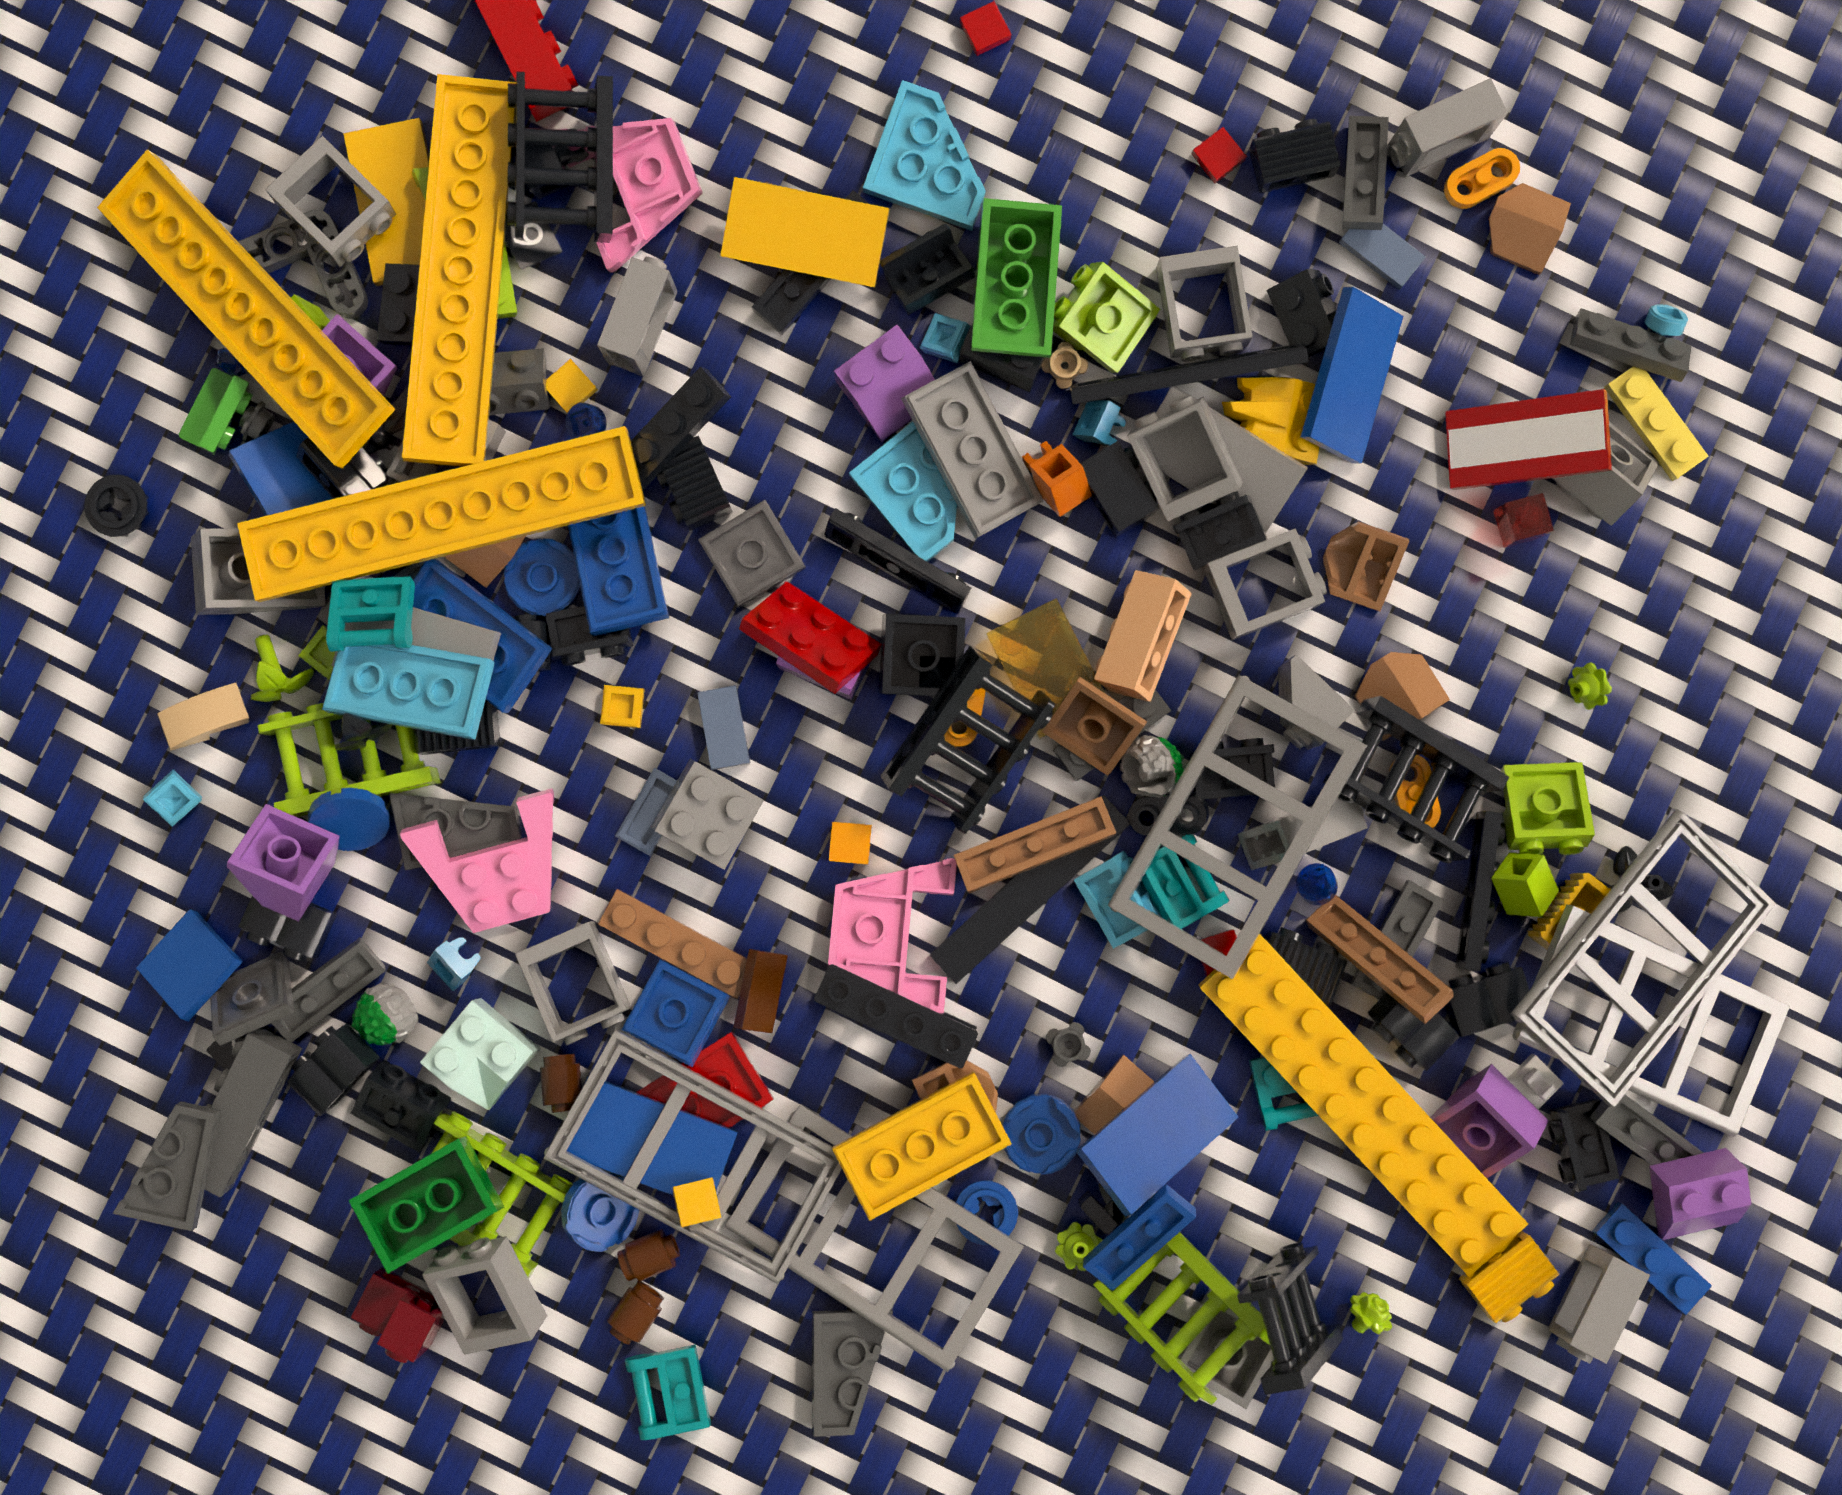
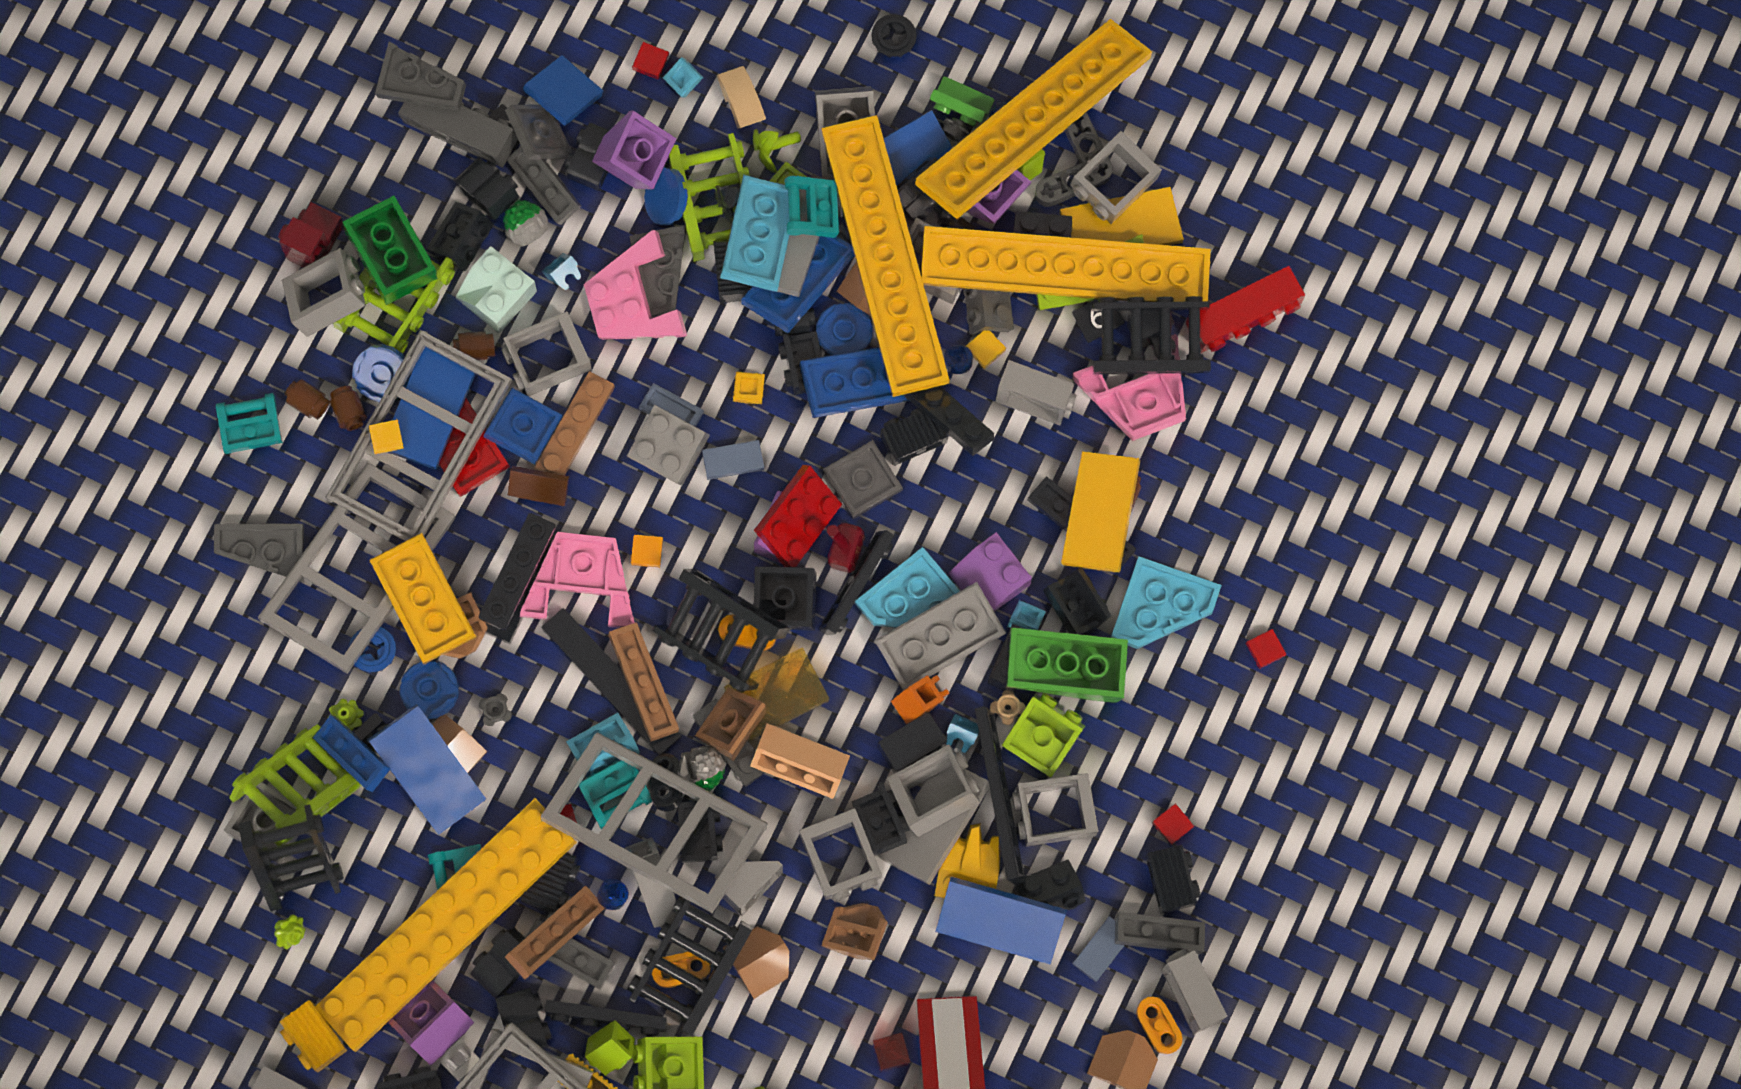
camera: 85 degrees right, 10 degrees down
(146, 843) = (650, 60): none -> red tile
(848, 574) = (845, 547): none -> dark red piece

